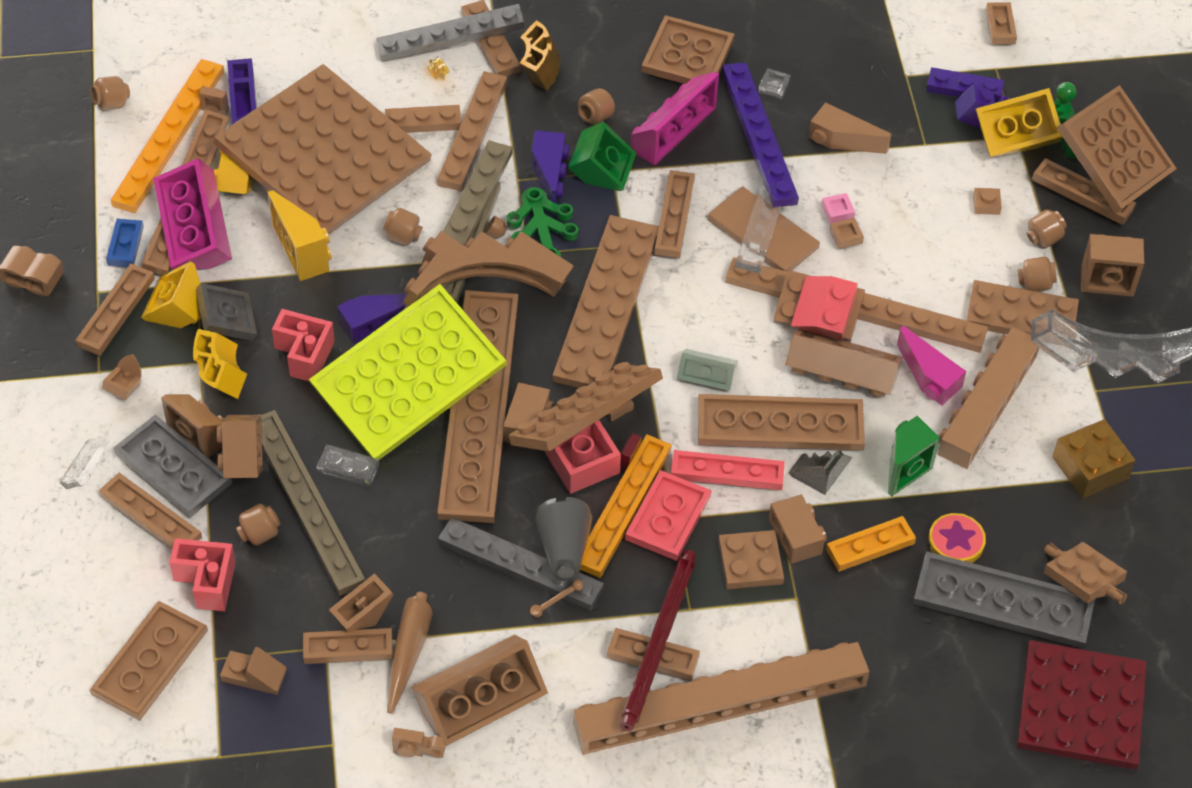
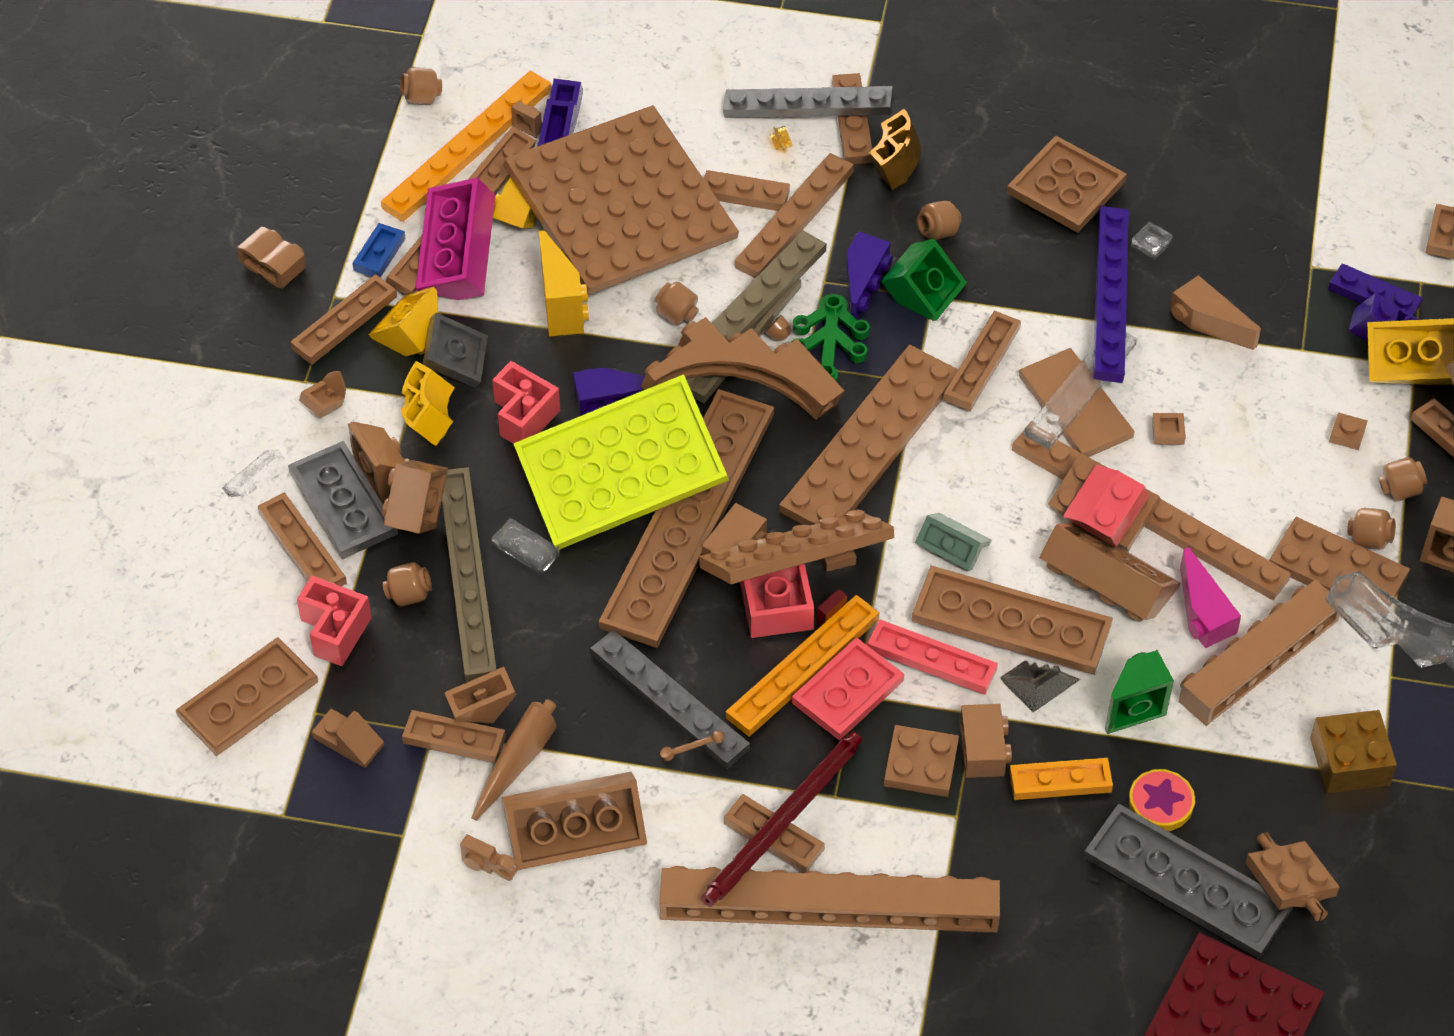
camera: 20 degrees right, 0 degrees up
(564, 534) = (722, 678): dark grey cone -> none
(676, 118) = (1023, 254): dark pink slope -> none
(838, 208) = (1170, 397): bright pink plate -> none

